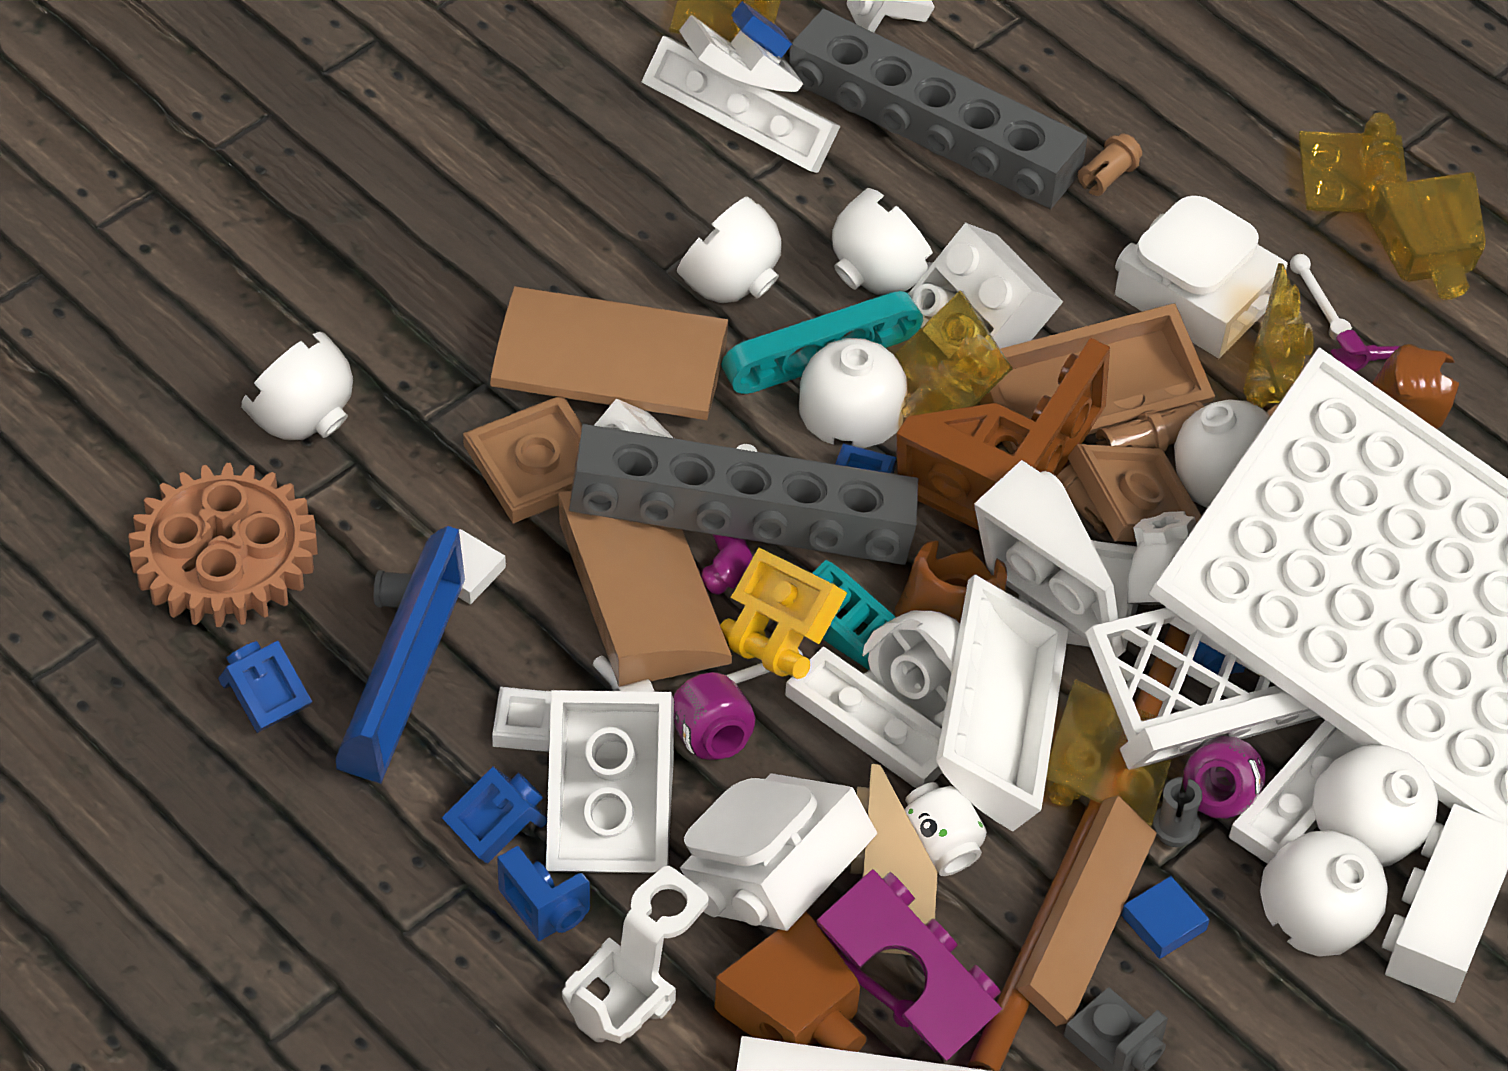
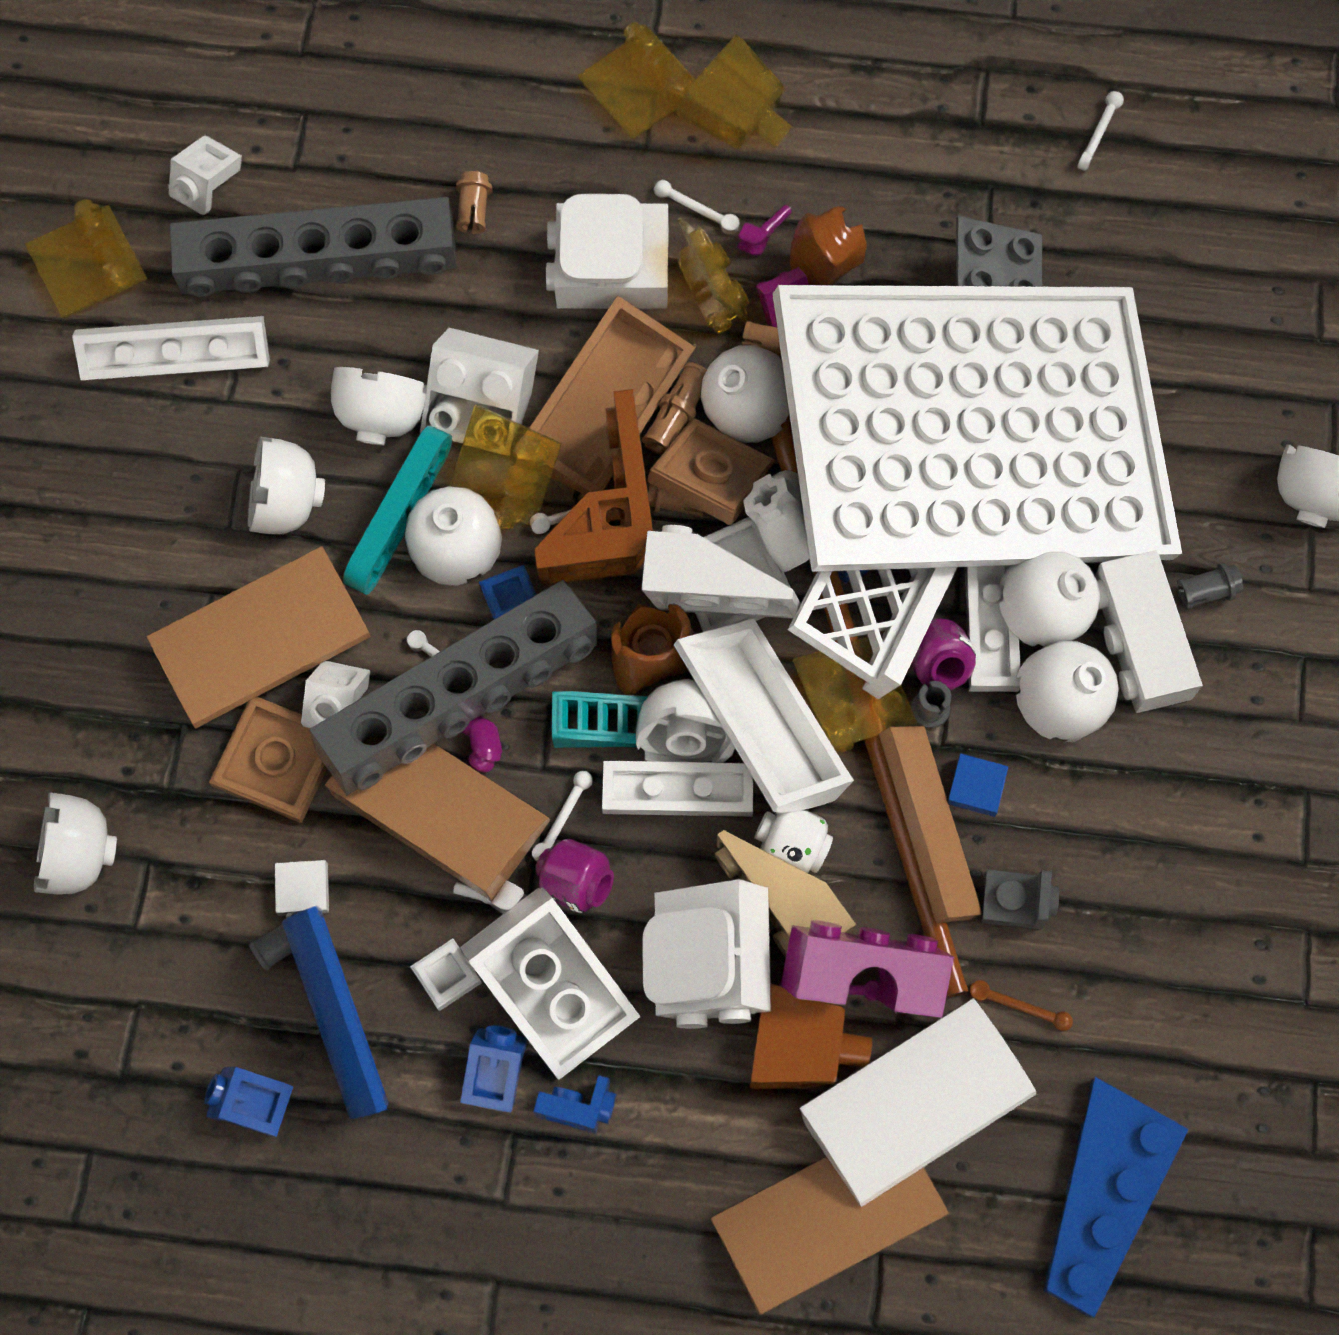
camera: 35 degrees left, 20 degrees up
(223, 544) = (72, 1010): nougat gear -> none
(633, 968) = (690, 1115): white piece -> none
(740, 59) = (144, 312): white slope -> none
(761, 30) = (140, 277): blue tile -> none
(793, 599) = (560, 748): yellow plate -> none

